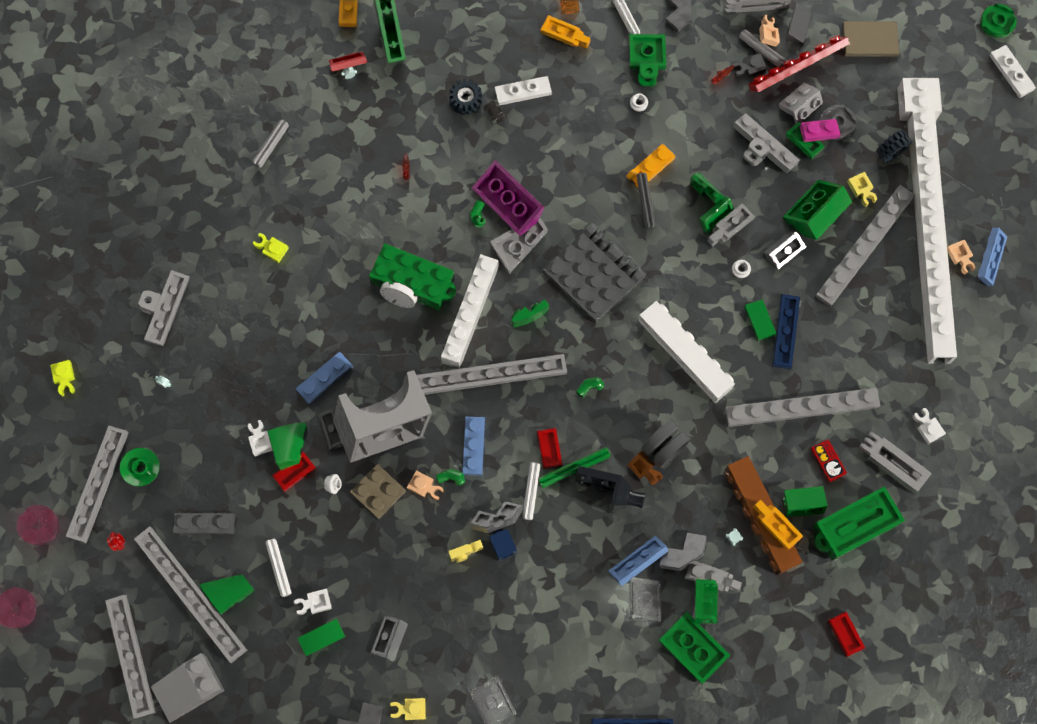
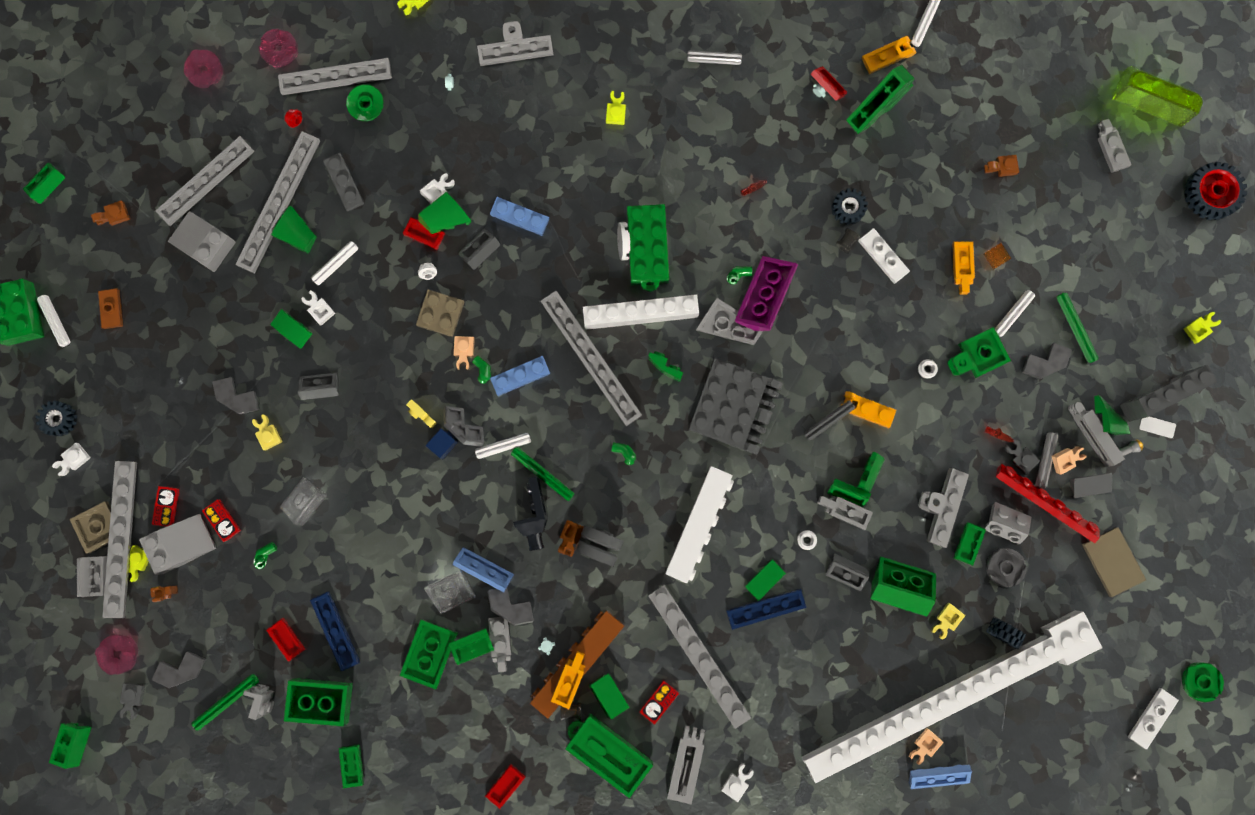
camera: 70 degrees right, 10 degrees up
(384, 424) = (493, 281): light grey piece -> none
(549, 448) = (549, 443): red tile -> none
(819, 130) = (986, 553): dark pink plate -> none
(865, 246) = (891, 648): light grey plate -> none

